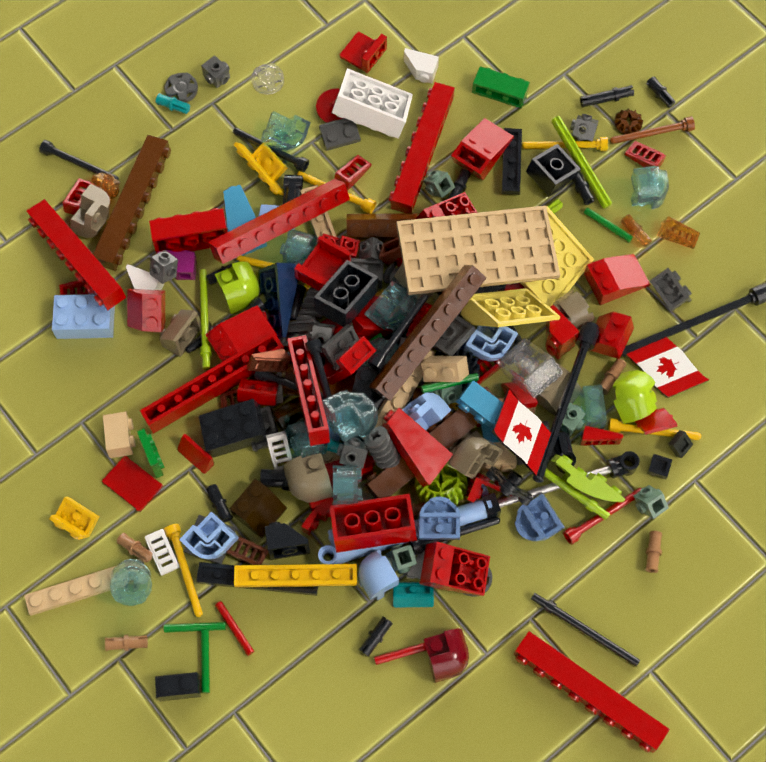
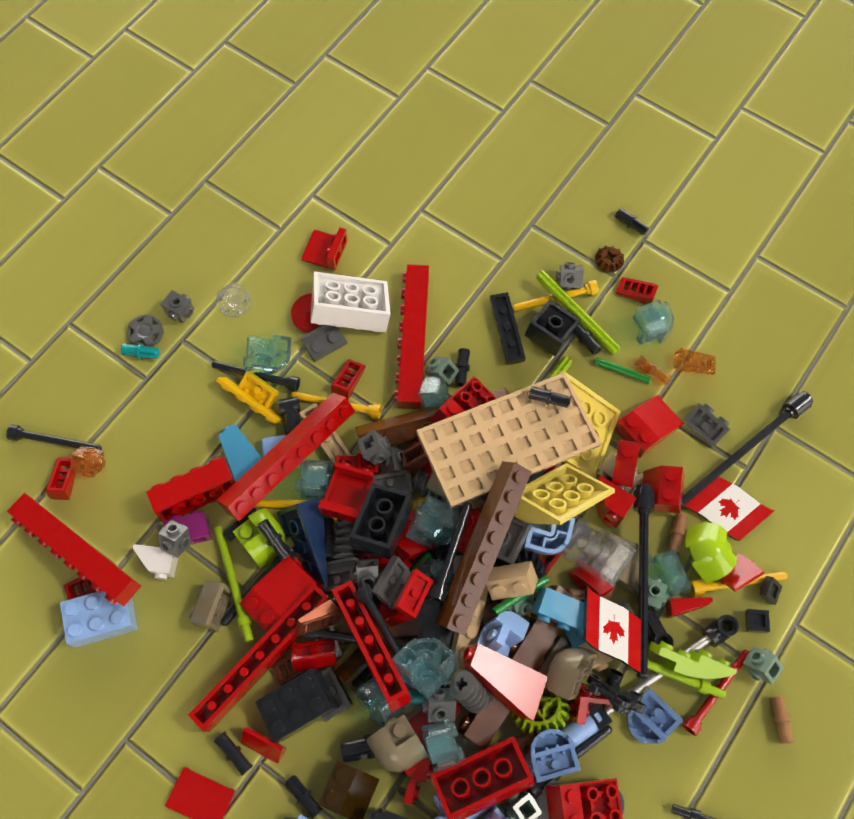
camera: 15 degrees left, 0 degrees up
(92, 212) = (80, 495): dark tan brick -> none
(118, 434) = (170, 746): tan brick -> none
(131, 202) = (122, 473): reddish brown brick -> none
(146, 309) = (167, 591): red slope -> none
(151, 452) = (208, 753): green plate -> none
(169, 454) = (233, 753): none -> black pin
(249, 287) = (274, 539): none -> black pin
(277, 437) = (348, 704): white slope -> none
(357, 232) = (374, 447): none -> dark grey brick
(421, 65) = (387, 249): white slope -> none
(425, 197) = (433, 391): none -> clear light blue brick
(481, 148) = (474, 322): slope -> none
(500, 87) = (474, 253): green brick -> none
(524, 222) = (549, 397): none -> black axle
(578, 298) = (626, 463): none -> red slope
(614, 94) = (587, 235): black pin -> none
(686, 124) = (667, 248): dark orange piece -> none

